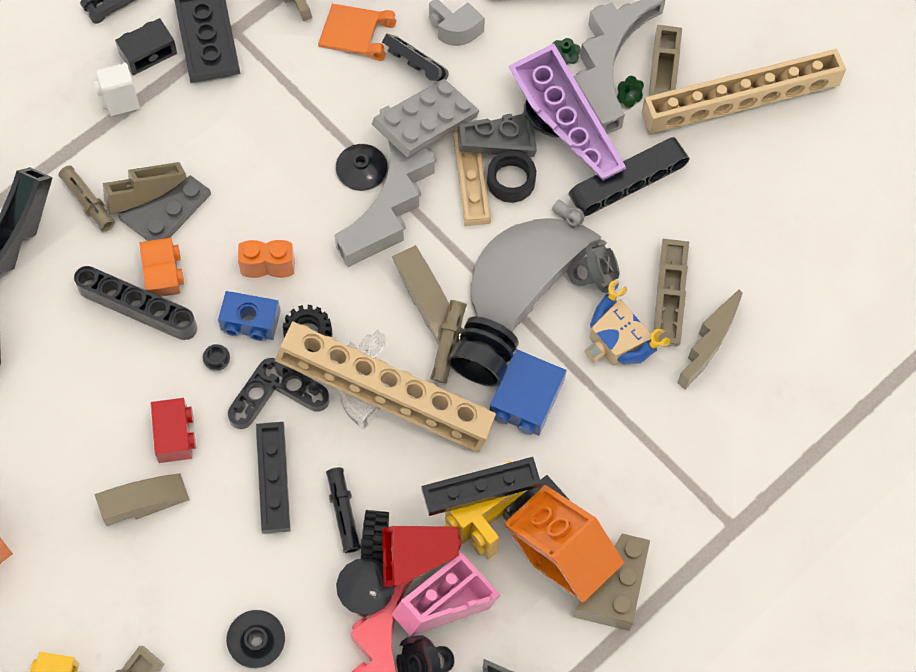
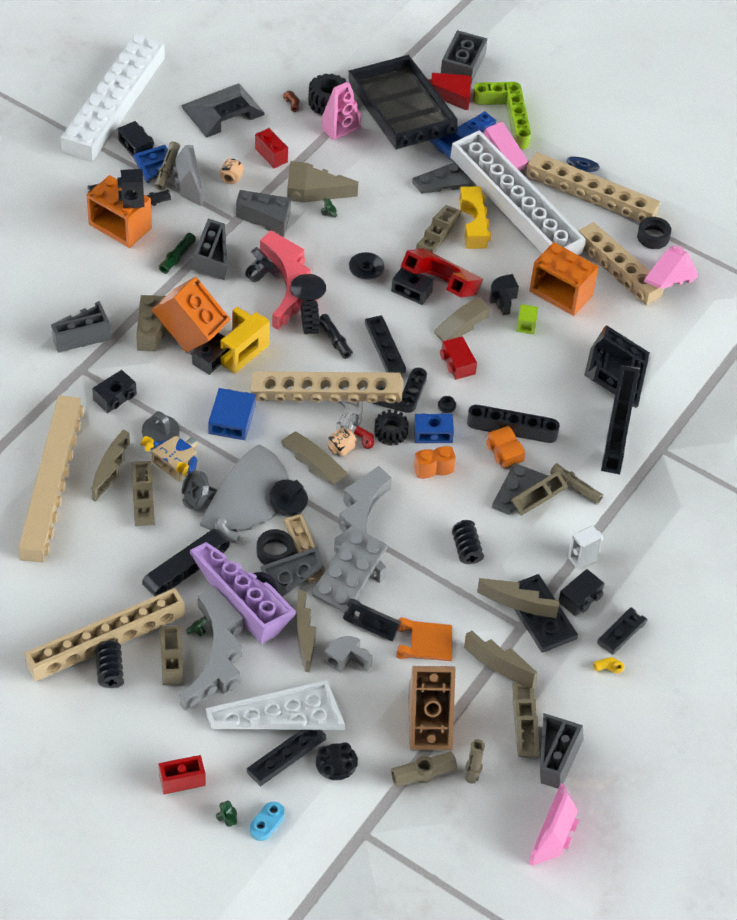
camera: 165 degrees right, 15 degrees down
(41, 484) = (527, 319): none -> lime brick
(57, 549) = (503, 291): none -> black brick
(110, 572) = (460, 280): none -> red arch
(186, 570) = (412, 286): none -> black brick
(237, 42) = (510, 595): none -> dark tan slope
(263, 132) = (467, 542): none -> black piece
(345, 324) = (367, 437): none -> red arm
(361, 176) = (397, 546): black dish -> none
(384, 315) = (341, 442): none -> light nougat head
(416, 550) = (280, 300): red slope -> none
(445, 597) = (260, 290): bright pink wedge -> none
(449, 337) = (292, 433): dark tan pin -> none
(477, 242) = (288, 497): none -> black tile
(481, 486) = (249, 327): black plate -> none
(483, 351) = (267, 422): black wheel -> none
(499, 57) = (305, 633): none -> dark tan slope
(568, 50) = (254, 656): dark green plant -> none
(632, 390) = (160, 427): none -> dark grey tile
(682, 476) = (114, 391): none -> black brick
(726, 583) = (81, 330): none -> dark grey wedge
(741, 51) = (109, 664): none -> black piece
(792, 338) = (51, 479): none -> tan brick

